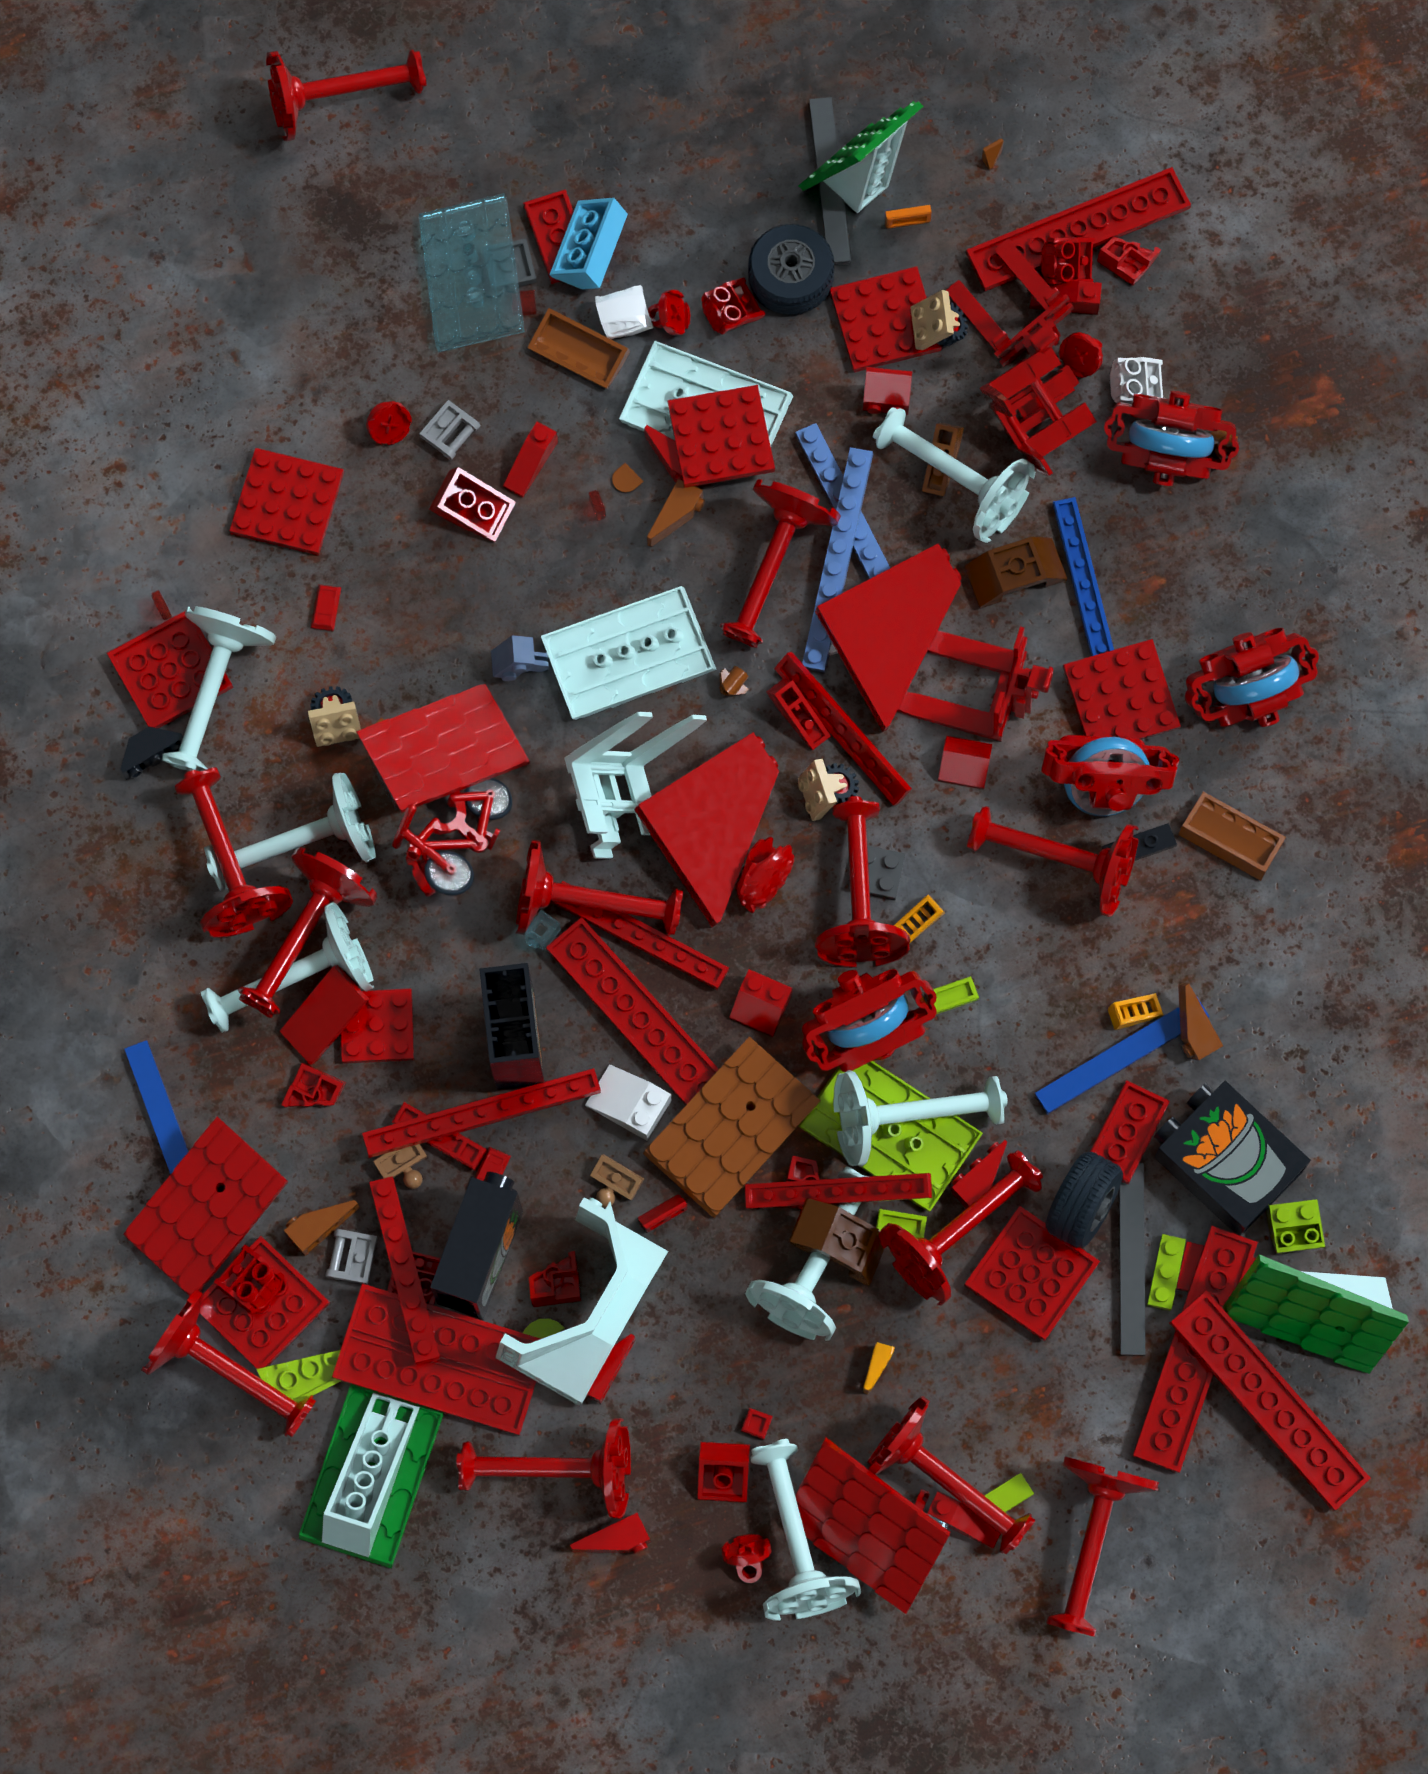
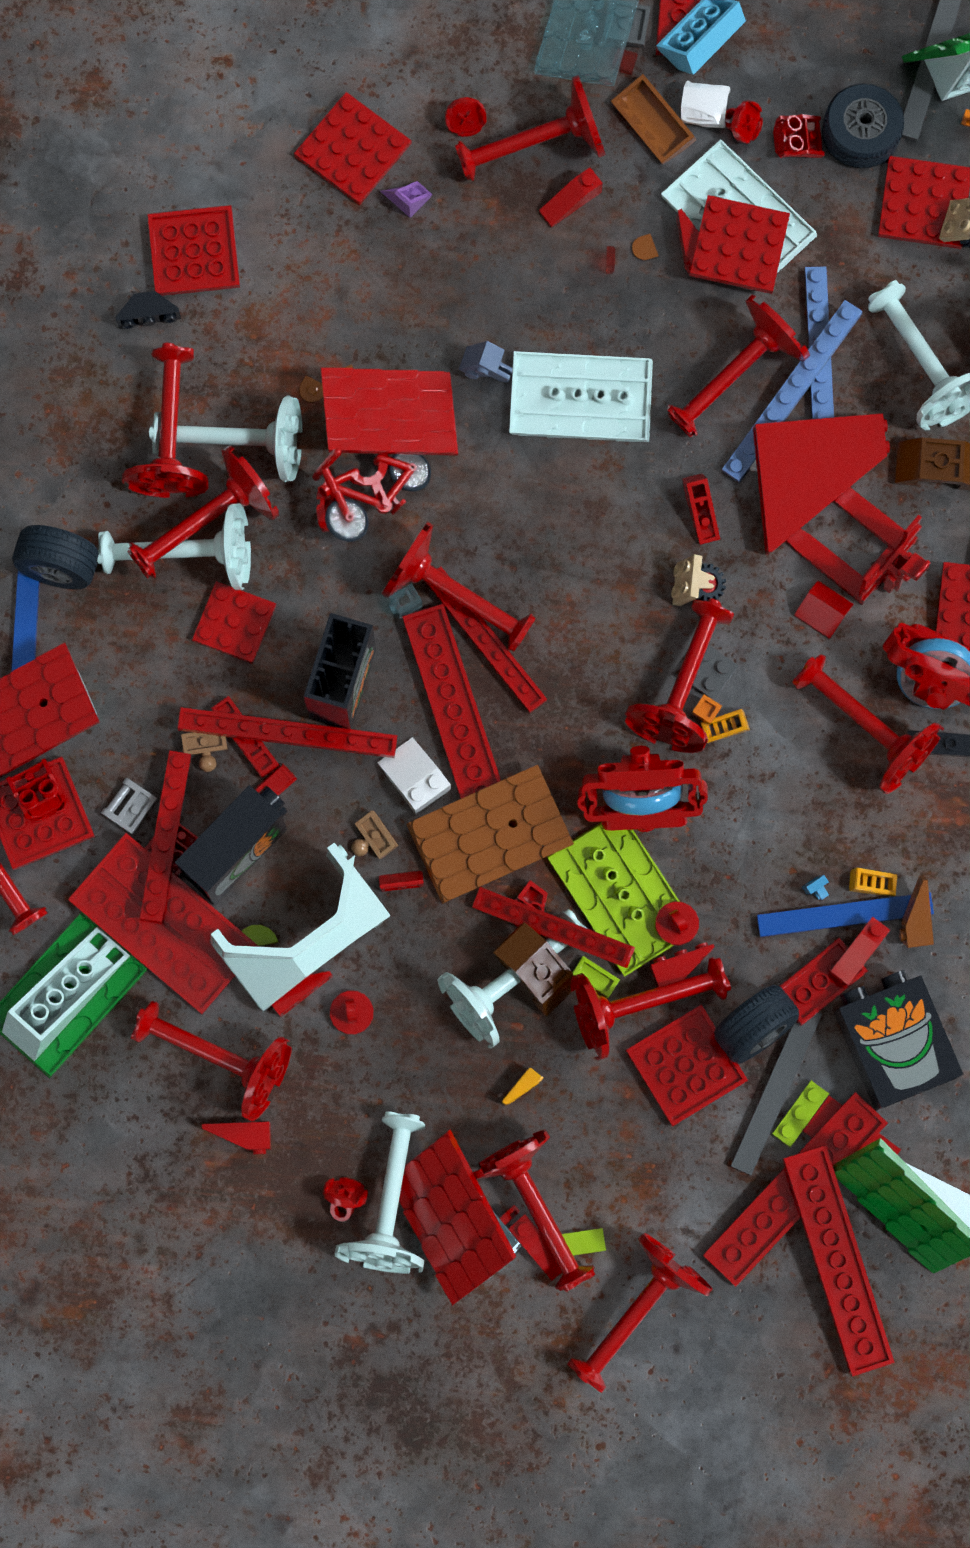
camera: 20 degrees right, 5 degrees up
(161, 605) = (210, 193): clear red tile -> none
(167, 1035) = (55, 557): none -> black wheel
(226, 637) = (248, 243): light aqua piece -> none
(302, 1376) = (44, 888): lime wing -> none
(313, 1088) = (159, 651): red slope -> none
(316, 1226) = (110, 768): dark orange slope -> none
(324, 1014) = (193, 594): red tile -> none
(326, 607) = (346, 252): red tile -> none
(333, 717) = (310, 347): tan plate -> none
(352, 759) = (311, 390): none -> dark orange piece
(365, 527) = (409, 197): none -> medium lavender slope
(444, 424) = (510, 130): light grey plate -> none
(472, 504) = (505, 215): red slope -> none
(505, 379) = (577, 120): none -> red piece
(556, 1283) = (287, 901): red slope -> none
(595, 770) = (503, 496): light aqua piece -> none
(671, 1367) = (351, 1012): none -> red tile
(676, 511) = (674, 293): dark orange slope -> none
(711, 819) = (586, 567): red slope -> none
(723, 1471) = (356, 1118): red slope -> none
(732, 682) = (657, 458): dark orange piece -> none
(756, 1424) = (401, 1090): red tile -> none
(761, 1003) = (560, 740): red slope -> none
(763, 874) = (611, 632): red head -> none
(845, 730) = (733, 538): red plate -> none
(862, 1117) = (601, 874): light aqua piece -> none
(886, 390) = (898, 263): slope -> none
(893, 910) = (706, 709): none -> orange tile
(948, 439) = (931, 328): dark orange slope -> none
(955, 995) = (726, 803): lime tile -> none
(959, 1136) = (677, 923): none -> red tile
(1082, 1039) = (817, 887): none -> dark azure tile
(1153, 1084) = (859, 951): none -> red slope
(1295, 1226) = (926, 1123): lime slope -> none

